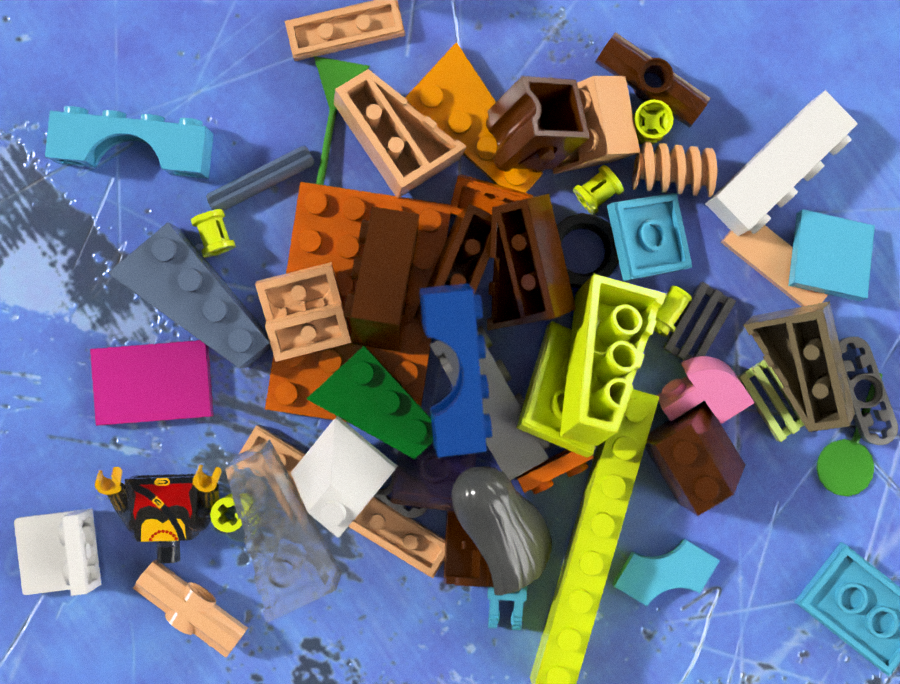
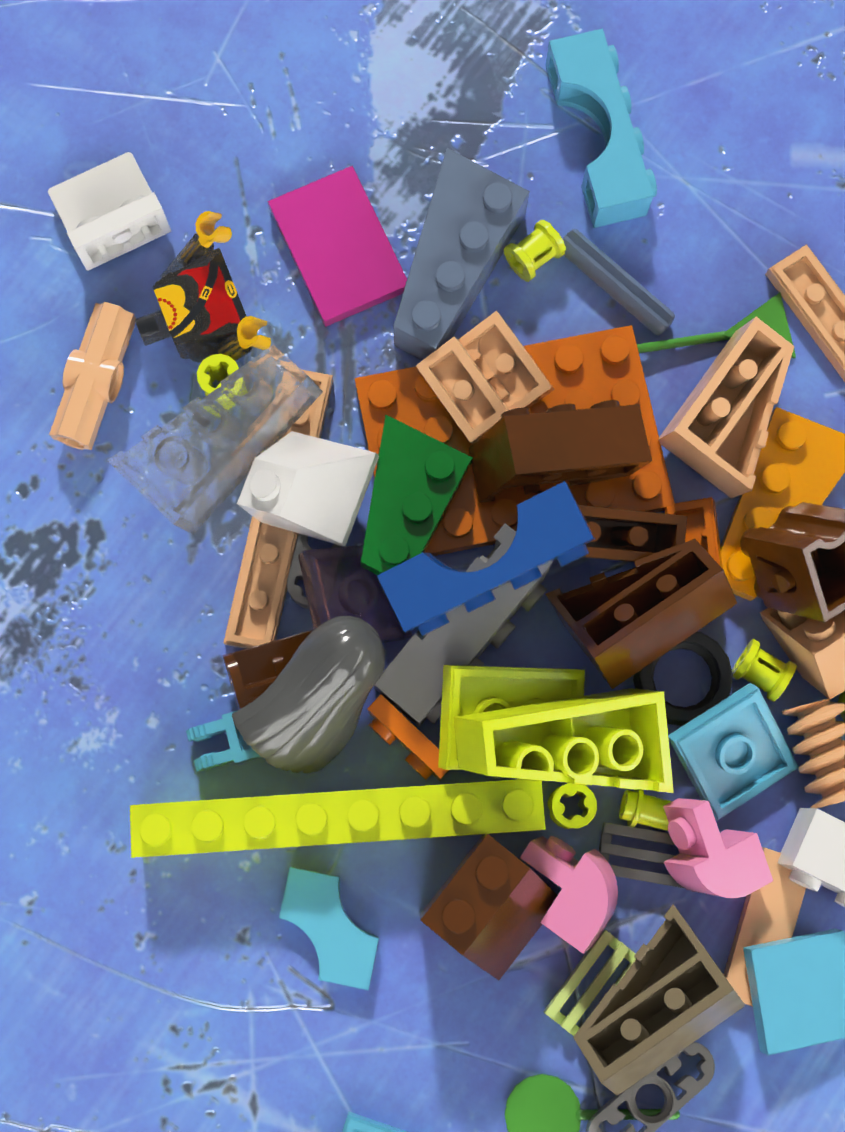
camera: 65 degrees right, 10 degrees down
(657, 370) = (587, 803): none -> neon yellow bush
(725, 281) = (710, 860): none -> bright pink brick

